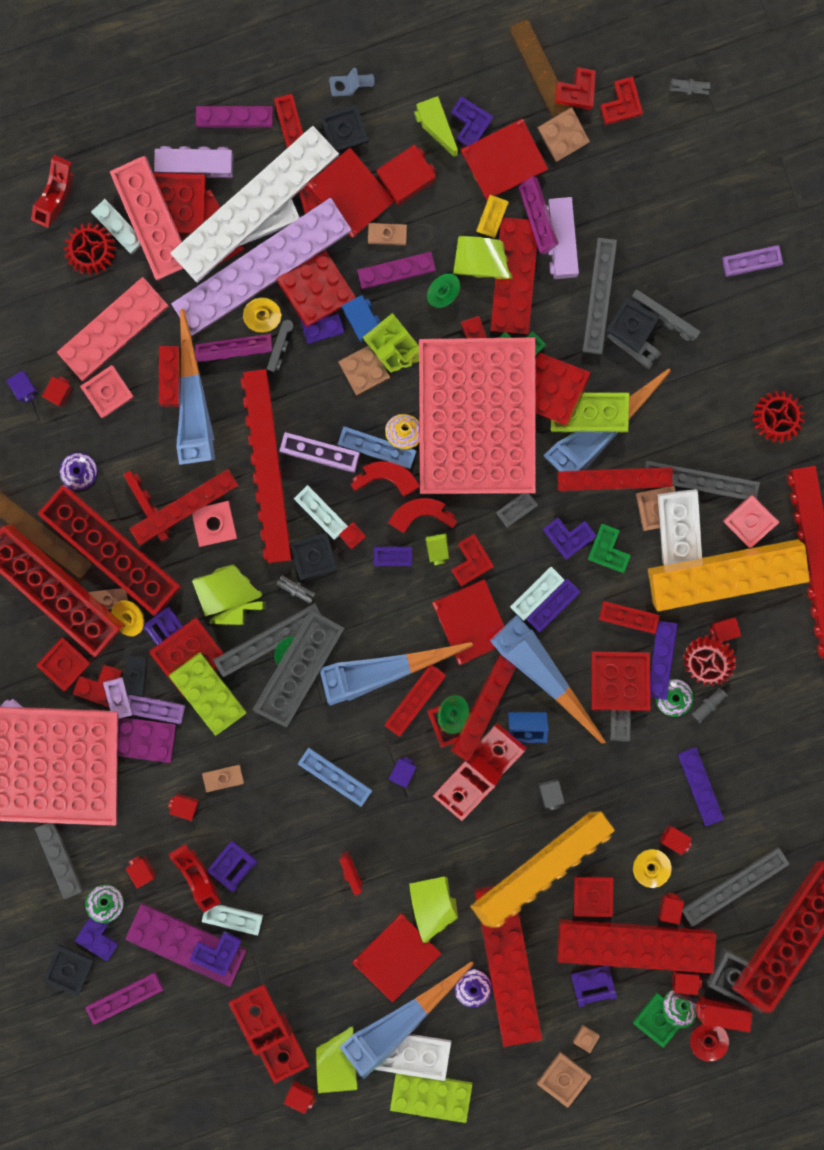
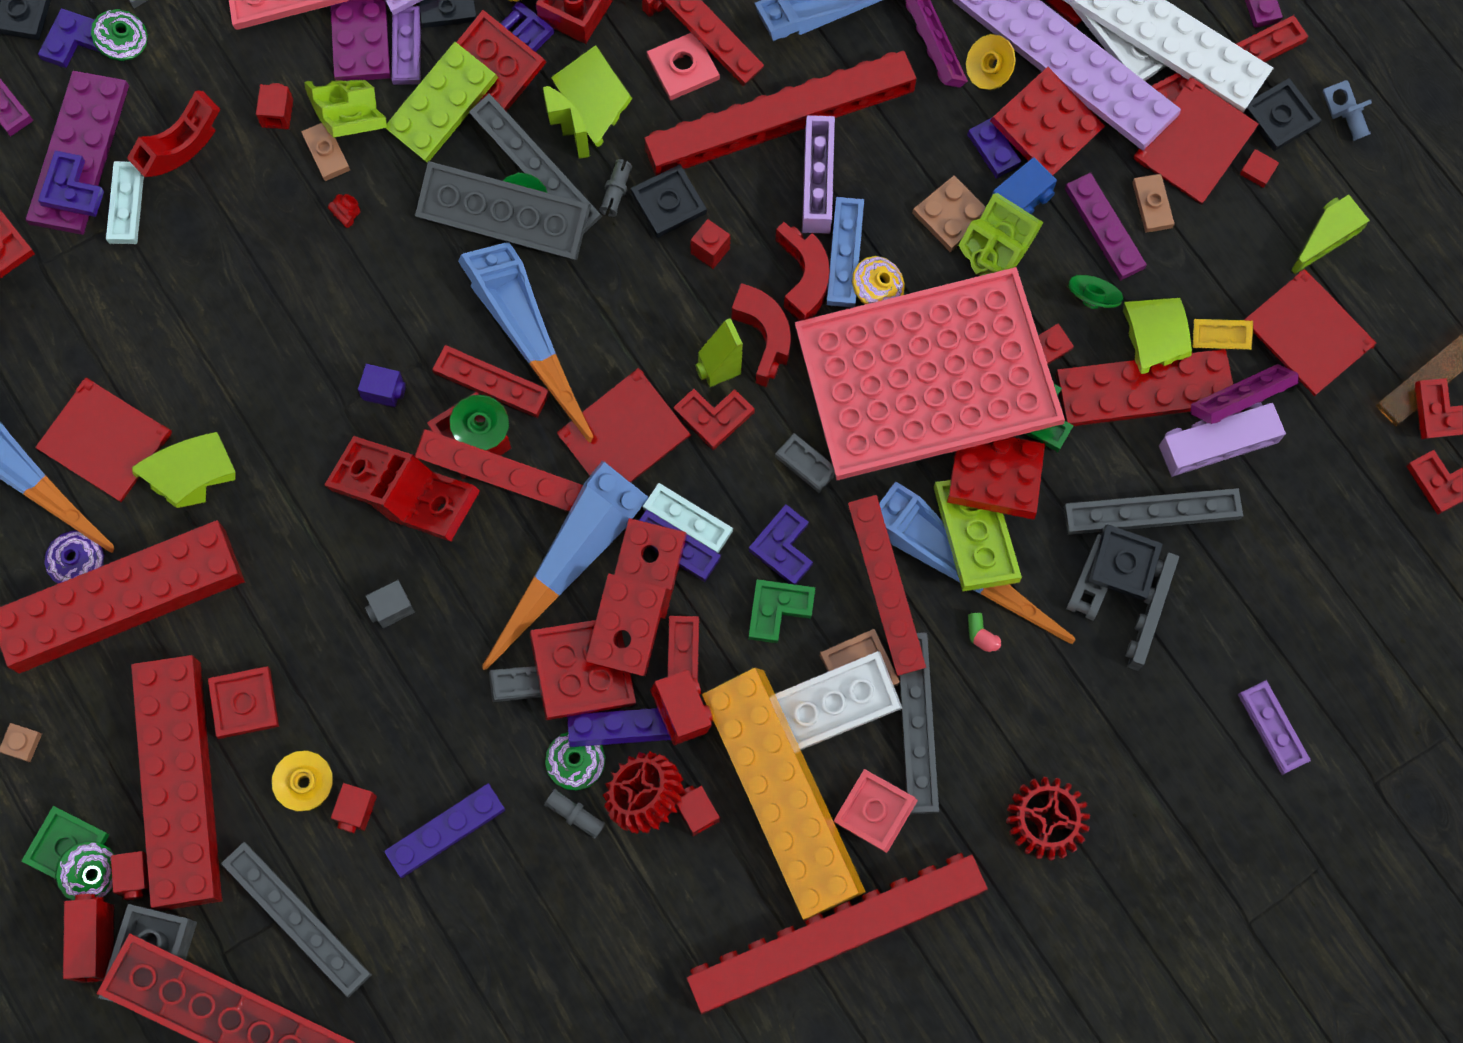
camera: 70 degrees right, 15 degrees down
(140, 871) = (172, 69): red brick -> none
(195, 759) = (346, 107): none -> lime slope
(227, 861) = (203, 178): dark purple plate -> none
(269, 772) = (345, 209): none -> red plate
(280, 345) = (953, 93): dark grey plate -> none
(320, 512) = (735, 194): light aqua plate -> none
(335, 777) = (355, 296): medium blue plate -> none
(350, 873) = (218, 341): red plate -> none
(378, 155) = (1259, 168): none -> red tile
(392, 556) = (694, 307): dark purple plate -> none
(407, 175) = (1244, 208): red brick -> none
(475, 120) = (1352, 283): dark purple plate -> none
(528, 727) = (483, 545): blue brick -> none
(542, 869) = (263, 594): light orange brick -> none
(563, 134) = (1372, 407): nougat plate -> none
(585, 637) = (636, 597): none -> red bracket
(590, 979) = (114, 730): dark purple plate -> none
(654, 428) = (981, 637): none -> arm
(663, 625) = (681, 707): none -> red brick
(671, 908) = (244, 824): red brick -> none
(709, 1051) = (26, 931): red dish -> none

